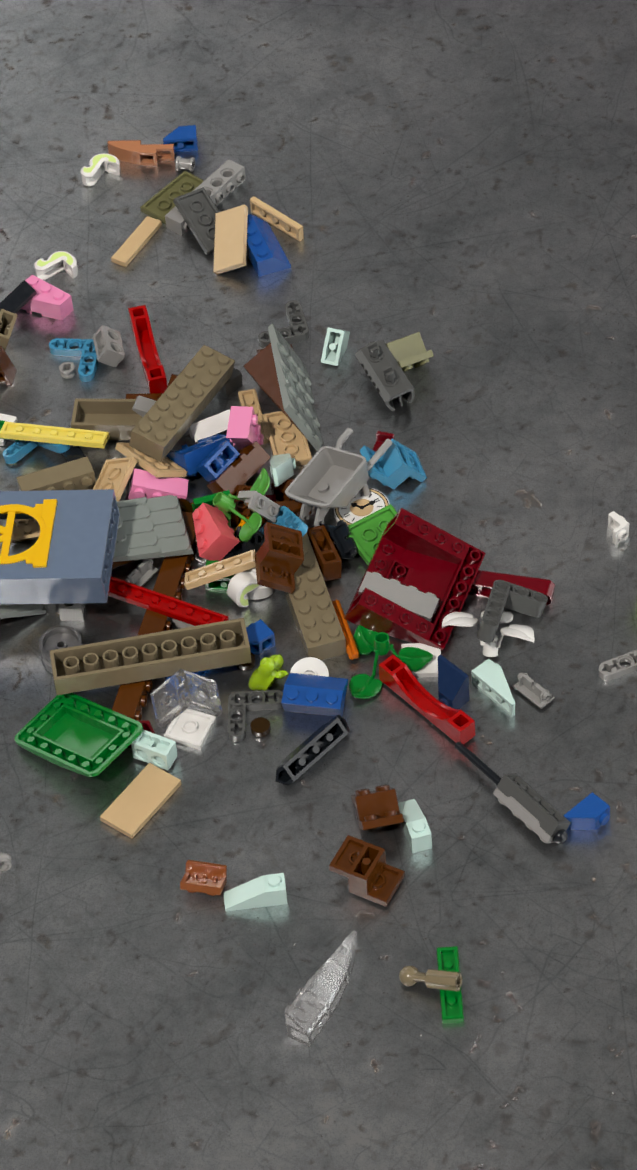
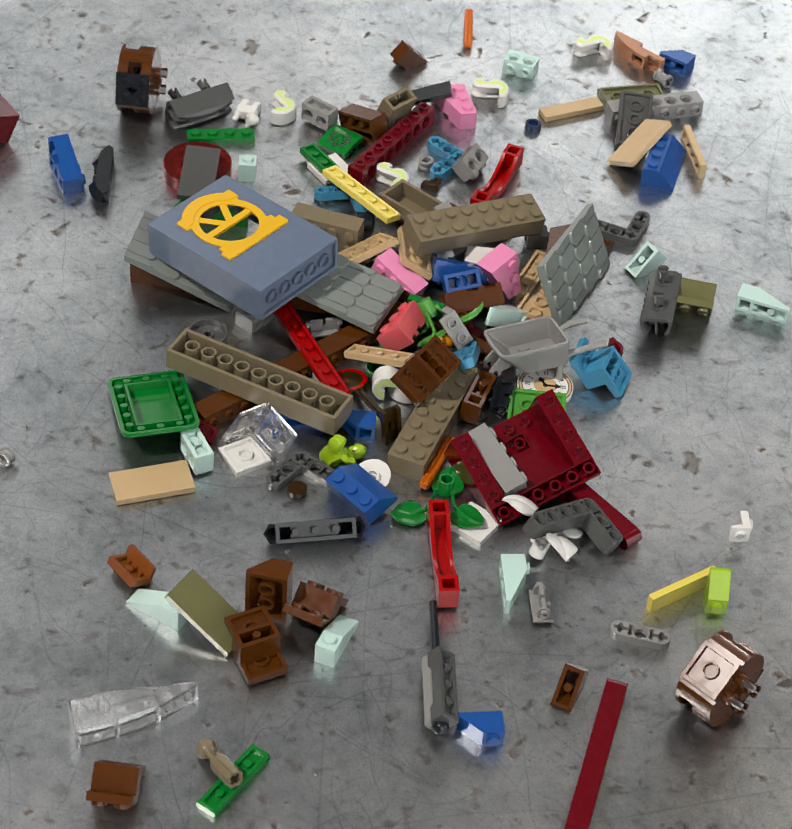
camera: 30 degrees right, 5 degrees down
(24, 369) = (392, 143): none -> dark red brick
(55, 224) = (520, 64): none -> light aqua brick
(56, 401) = (390, 175): none -> white animal
(92, 387) = (432, 185): none -> dark brown tile
(120, 277) = (533, 125): none -> dark blue tile
(280, 619) = (389, 417): none -> dark brown piece
(303, 871) = (203, 609): none -> olive tile
(338, 819) = (270, 586): none -> reddish brown slope
(375, 1049) = (115, 784): none -> reddish brown bracket
(452, 684) = (472, 555): dark blue slope -> none
(457, 326) = (760, 303): none -> light aqua slope
(616, 739) = (569, 686): none -> reddish brown slope
(621, 606) = (677, 590): none -> light yellow tile

